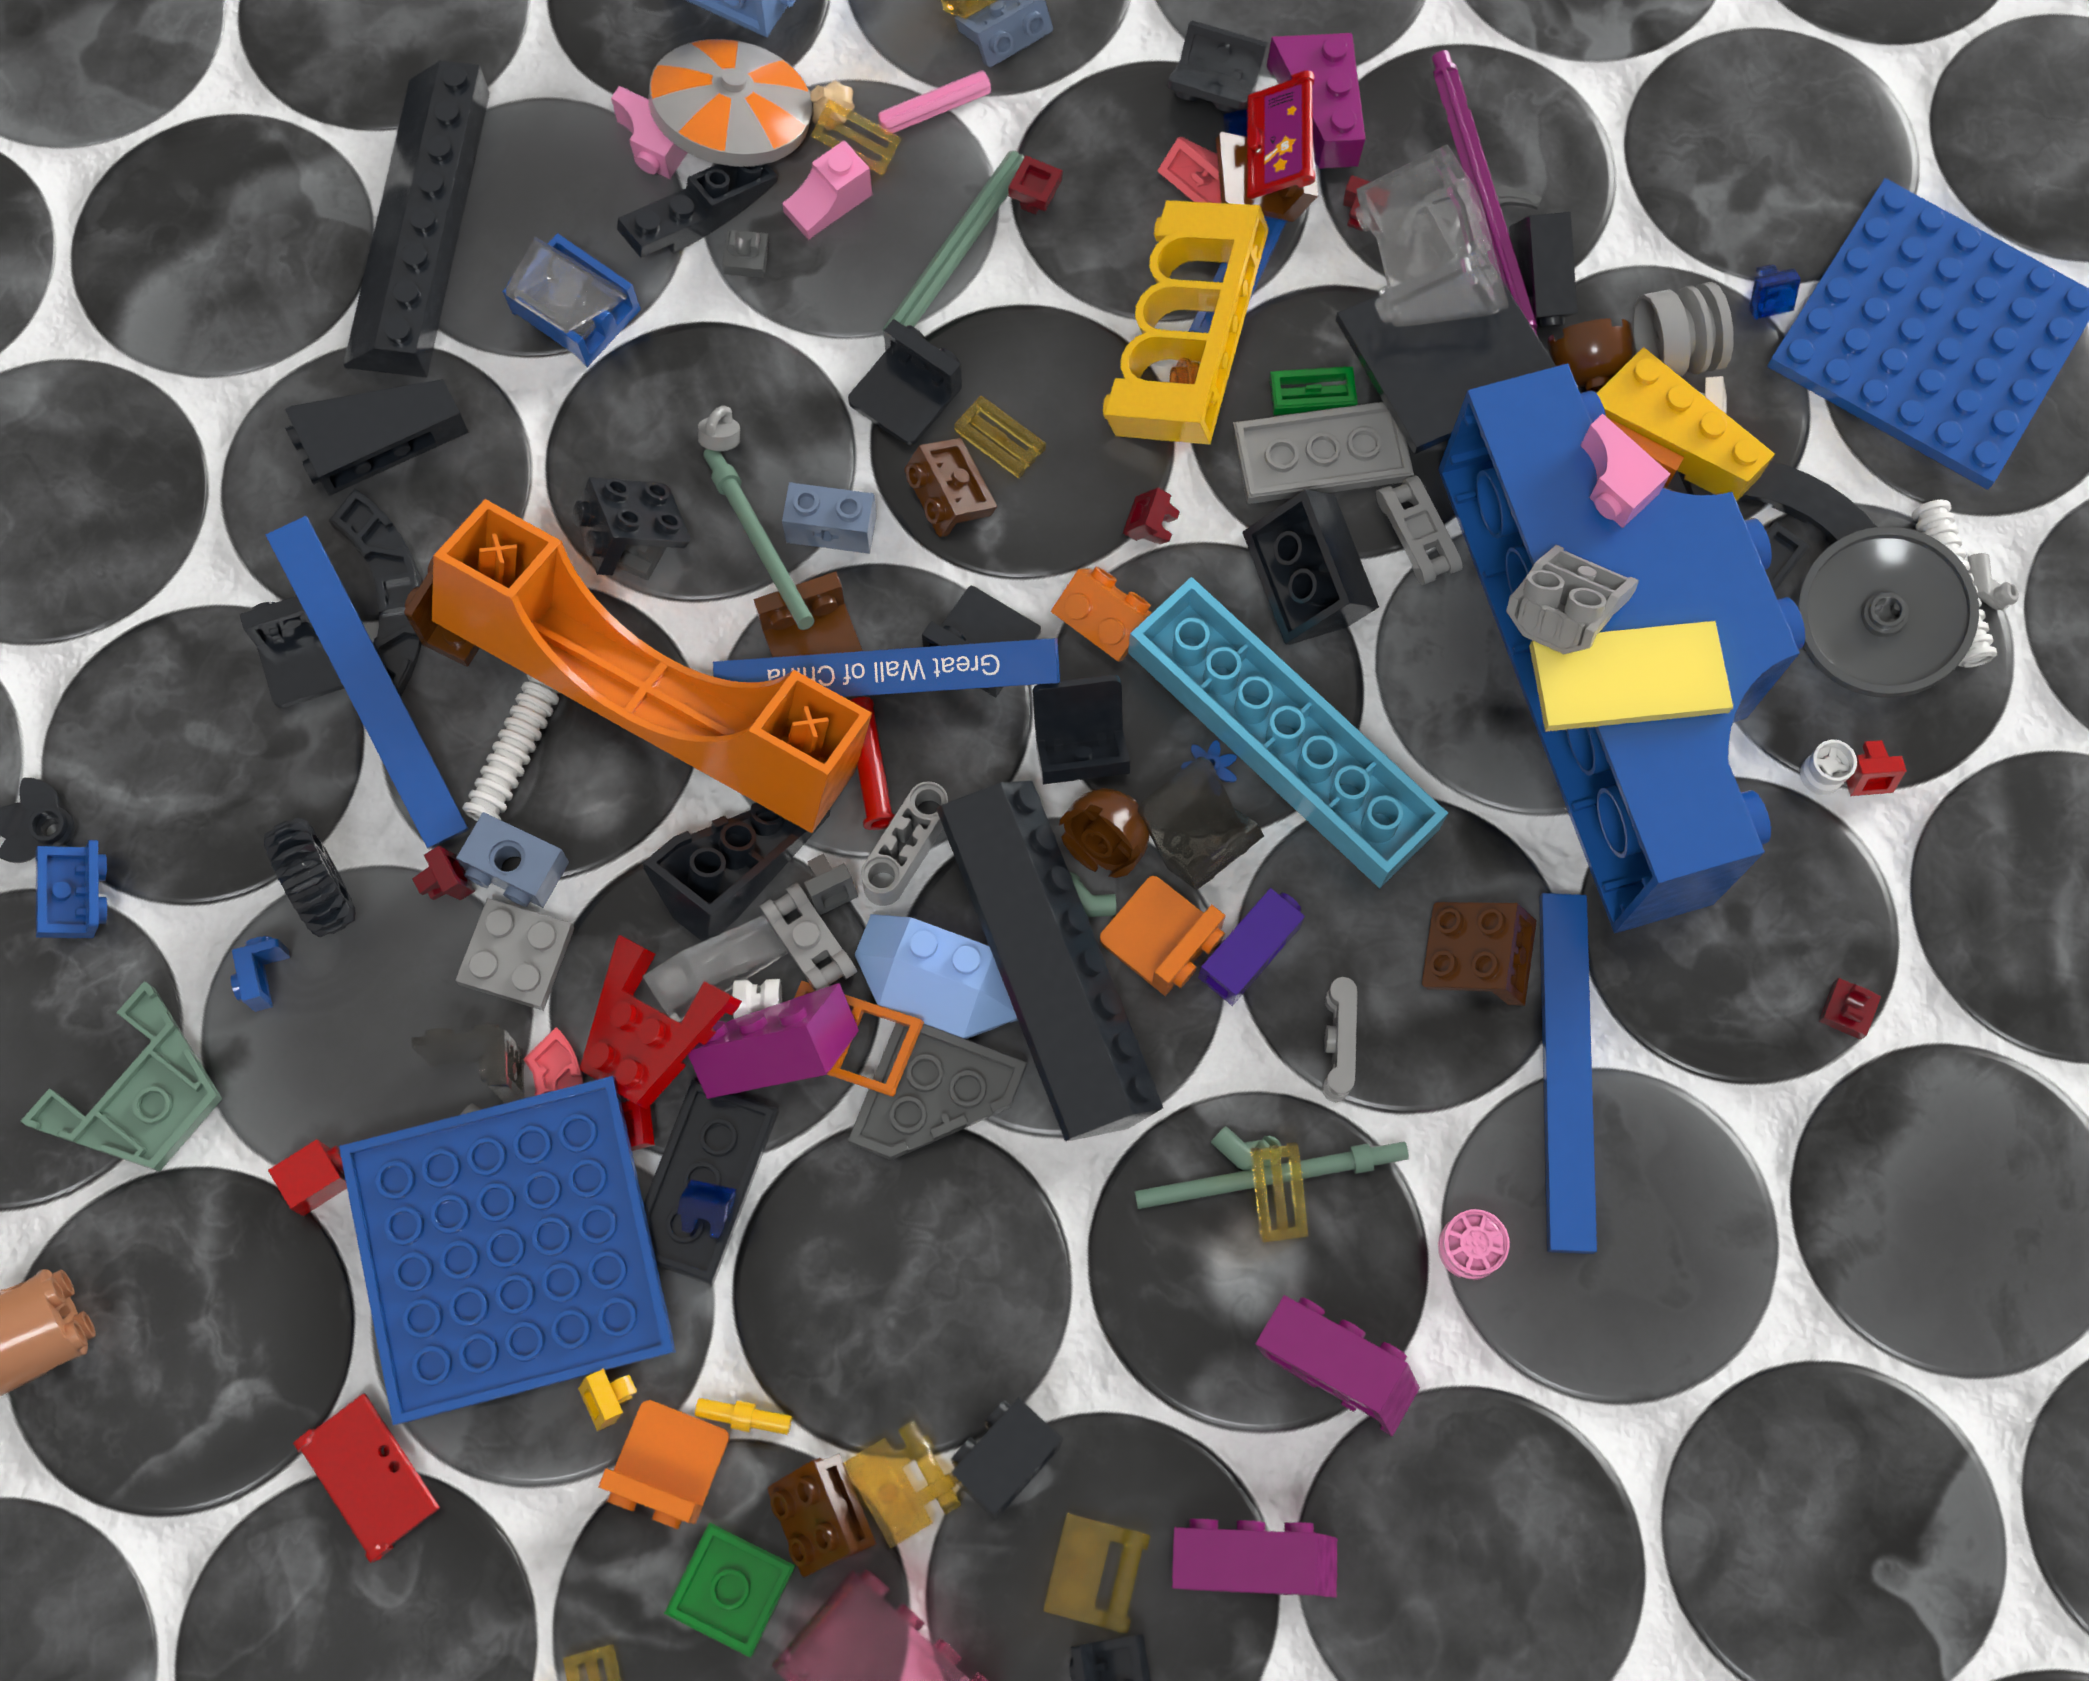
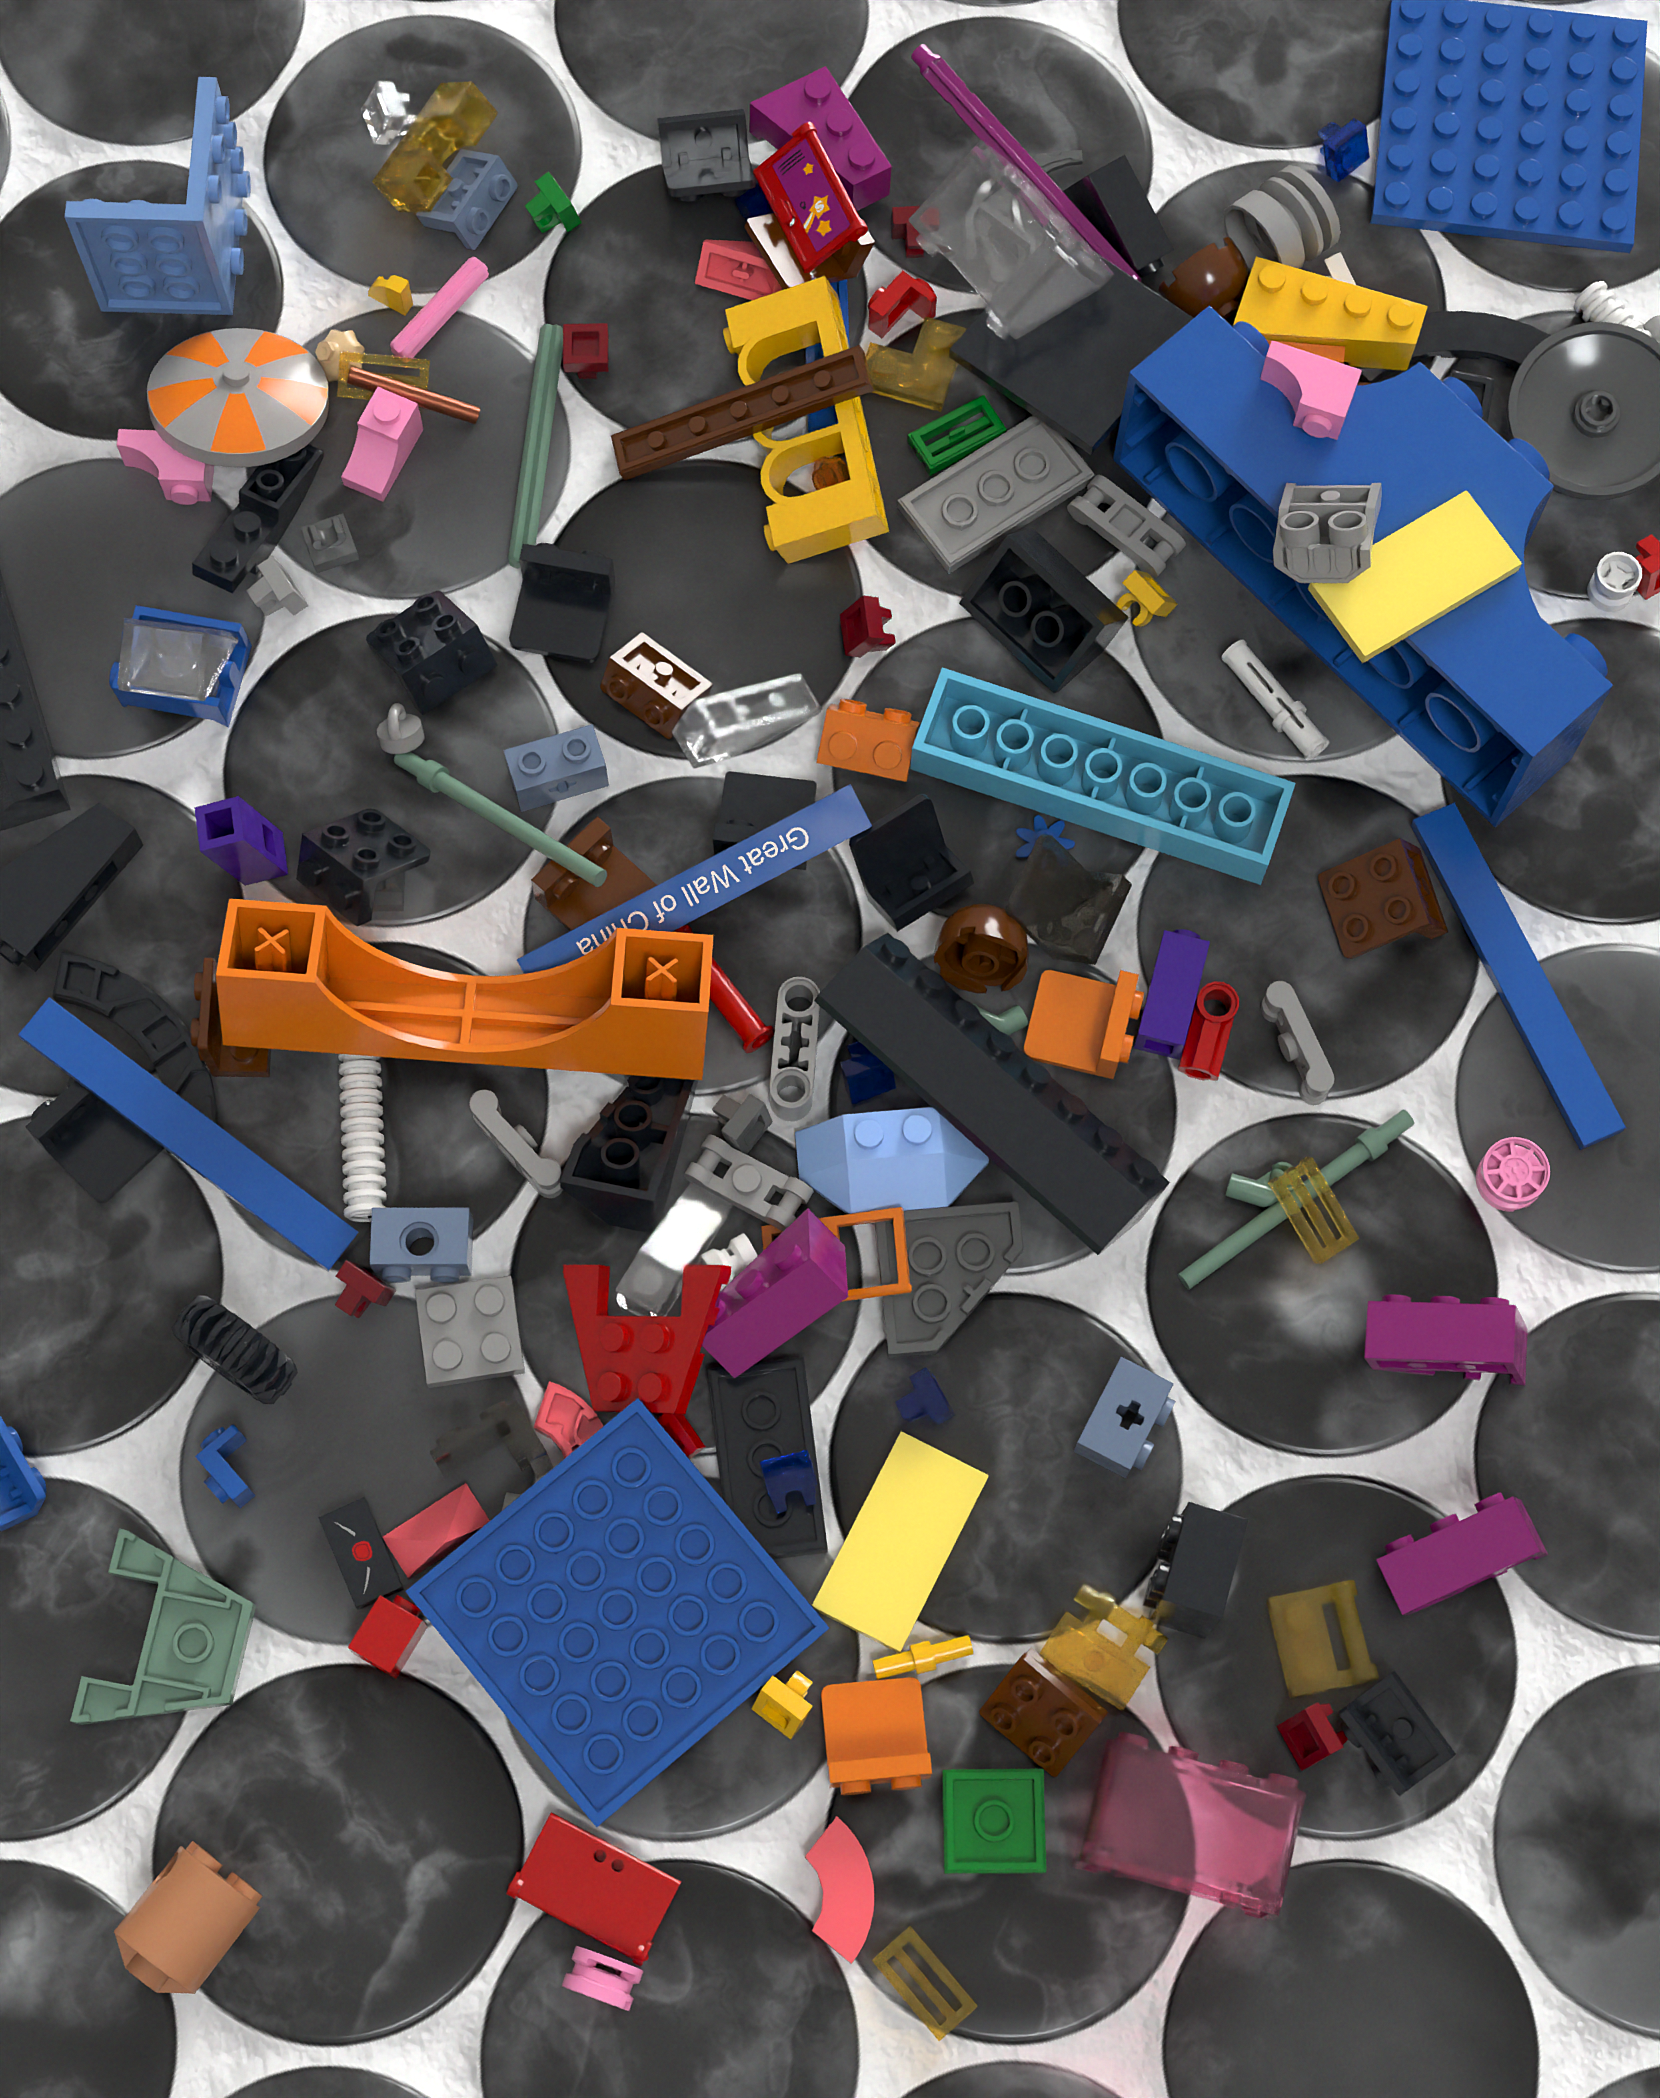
camera: 25 degrees left, 0 degrees up
(327, 1557) = (600, 1984): none -> bright pink wheel
(329, 1096) = (361, 1553): none -> black tile
(399, 1107) = (436, 1531): none -> coral slope
(536, 460) = (241, 841): none -> dark purple brick
(574, 1585) = (845, 1888): none -> coral tile
(631, 813) = (515, 1145): none -> light grey plate
(680, 271) = (276, 589): none -> light grey tile
(776, 1307) = (900, 1542): none -> light yellow tile
(780, 377) = (432, 650): none -> black bracket
(861, 1194) = (925, 1400): none -> clear blue tile
(874, 161) = (424, 398): none -> copper bar
(903, 73) = (392, 293): none -> yellow tile
(951, 894) = (865, 1074): none -> clear blue tile
(1007, 546) = (742, 718): none -> clear slope
(1014, 466) = (673, 629): clear yellow tile -> none
(1033, 1269) = (1132, 1390): none -> sand blue brick
(1040, 1654) = (1311, 1735): none -> dark red tile
(1069, 57) = (552, 206): none -> green tile
(1136, 291) = (742, 412): none -> reddish brown tile
(1264, 996) = (1208, 1033): none -> red piece
(1301, 327) = (920, 376): none -> clear yellow plate
(1318, 255) = (902, 294): none -> red bracket
(1408, 597) = (1149, 595): none -> yellow tile
(1483, 780) = (1287, 714): none -> white pin

